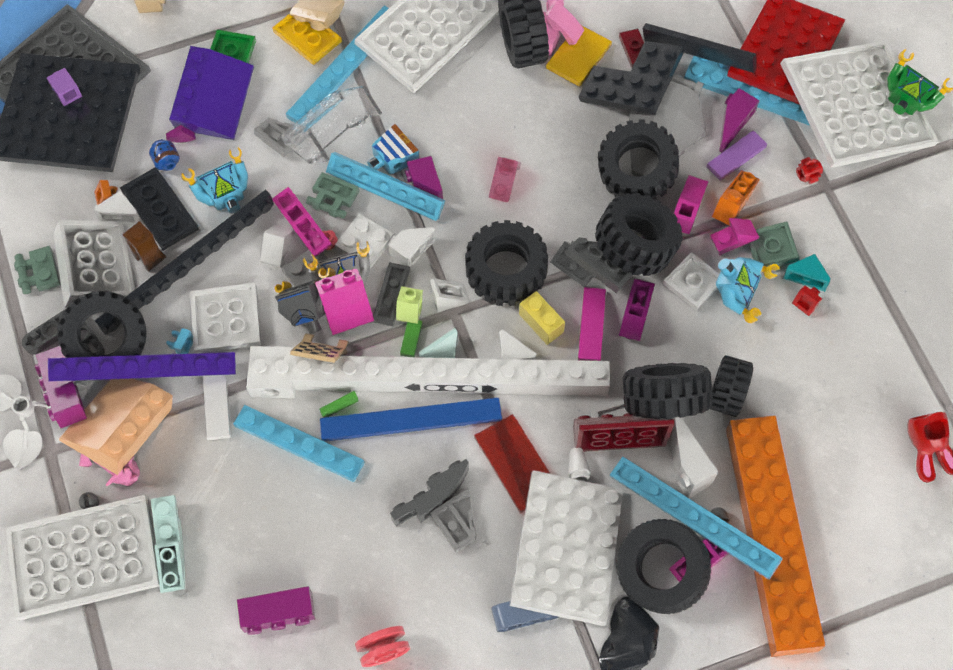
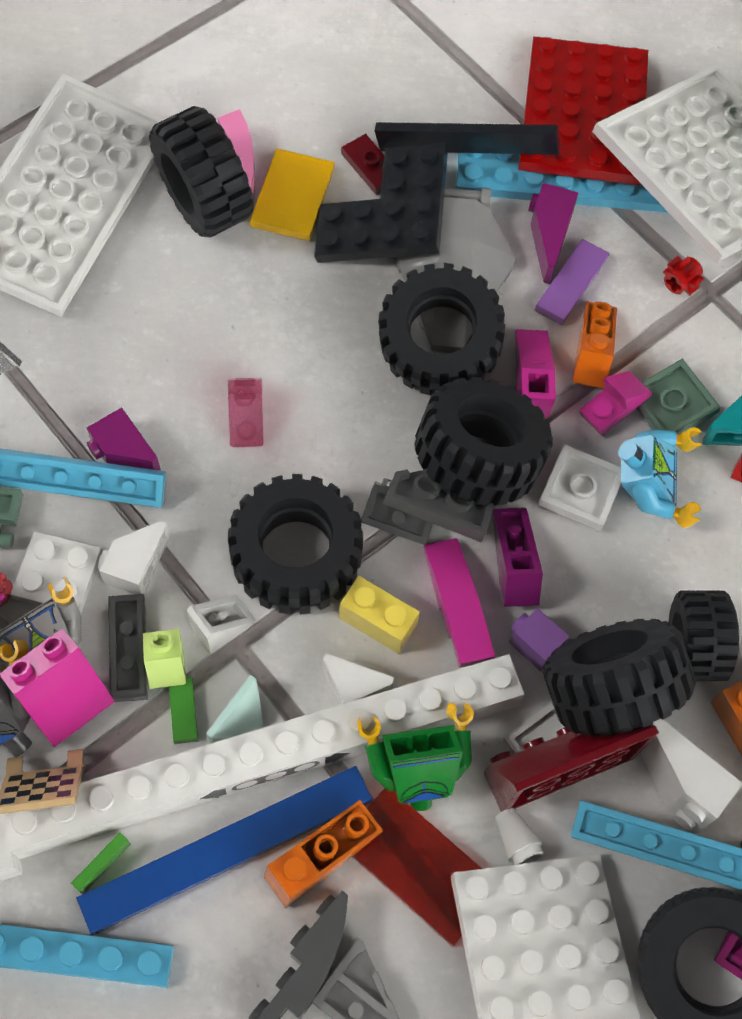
camera: 25 degrees left, 0 degrees up
(393, 151) = (58, 416): torso -> none
(461, 437) = (321, 853): none -> orange slope
(534, 403) = (421, 762): none -> green torso
(563, 20) = (260, 150): bright pink slope -> none
(631, 356) = (537, 637): none -> medium lavender brick

